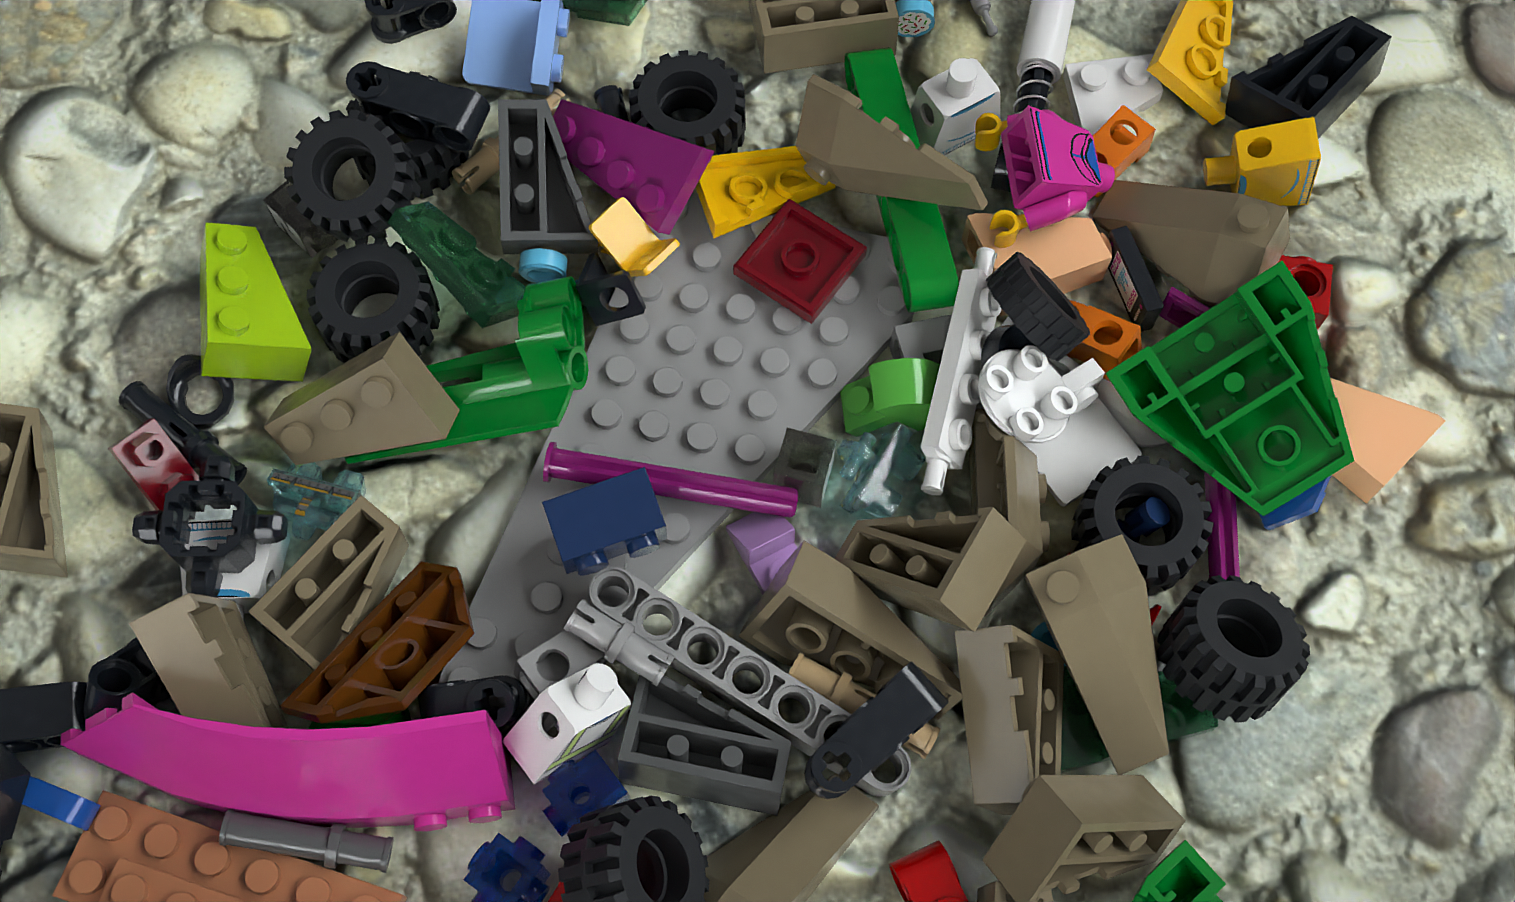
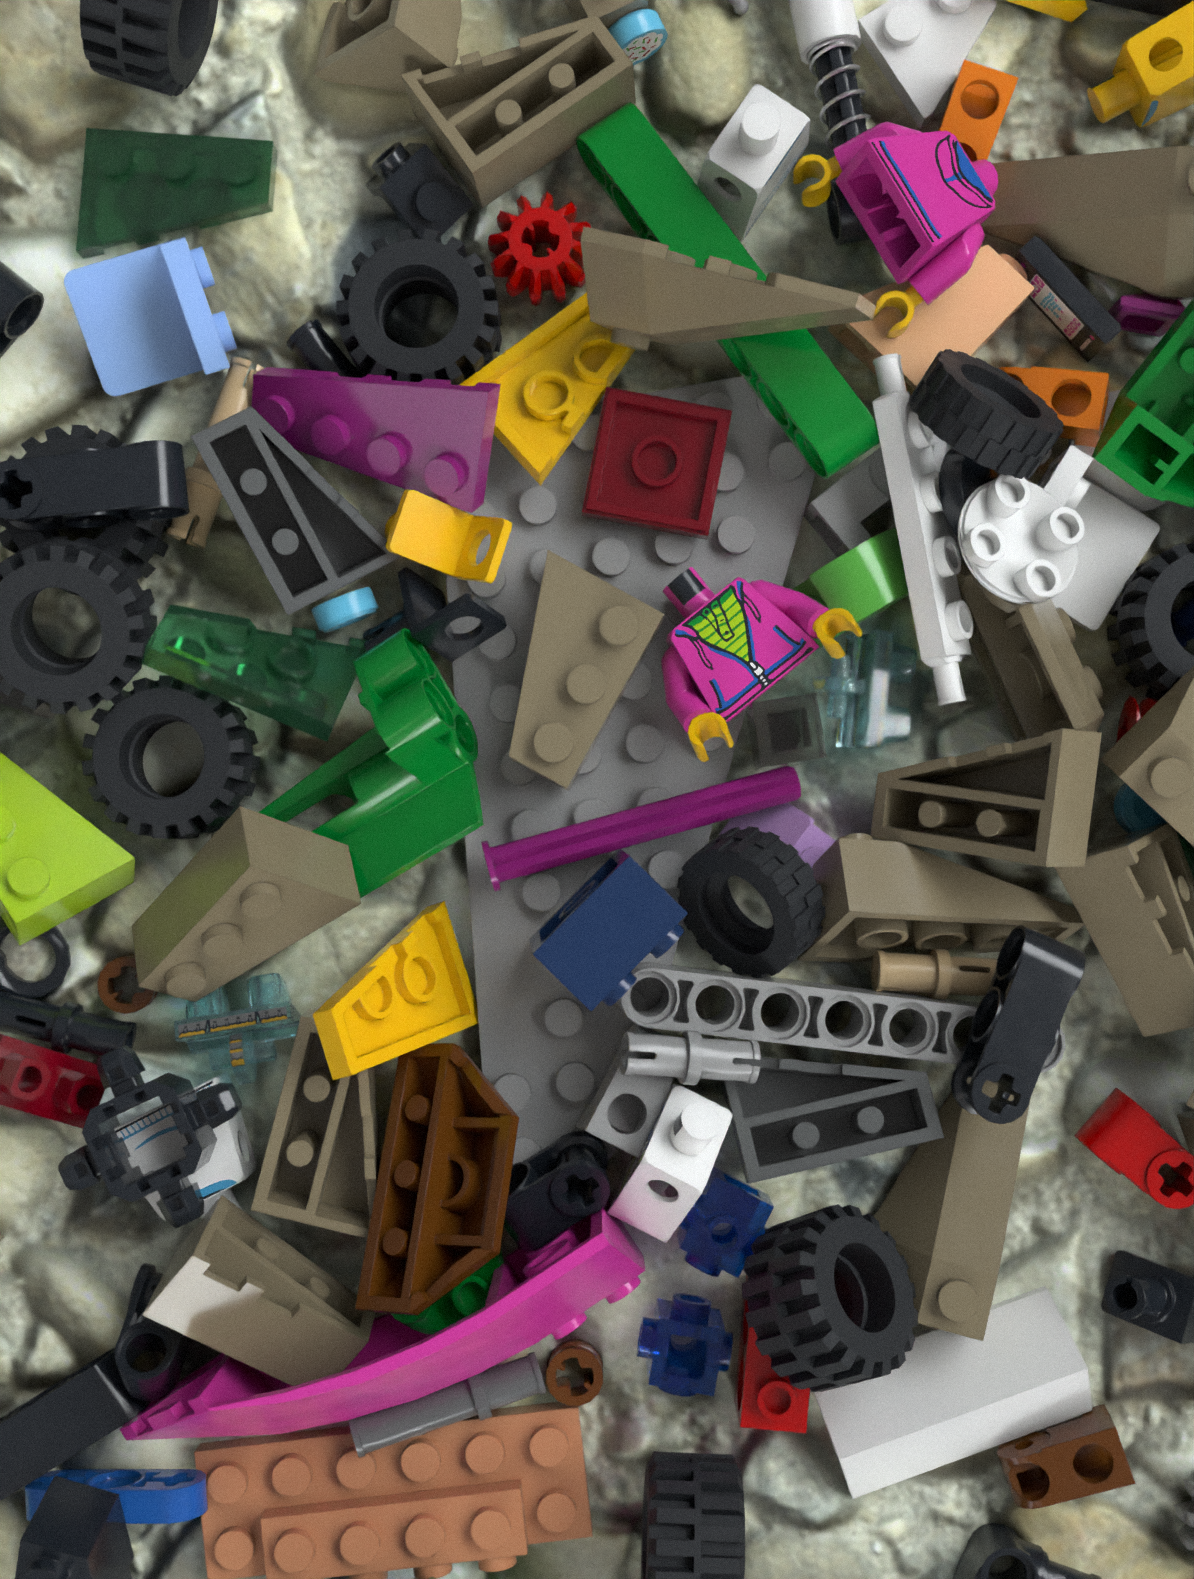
camera: 20 degrees left, 20 degrees up
(259, 456) = (111, 998): none -> reddish brown bush
(401, 880) = (561, 1387): none -> reddish brown bush
(435, 519) = (399, 998): none -> yellow wing
(675, 358) = (576, 668): none -> dark tan wedge
(729, 41) = (418, 188): none -> black bracket
(748, 571) = (781, 880): none -> black tyre
(779, 107) = (518, 242): none -> red gear
(796, 390) = (738, 648): none -> torso

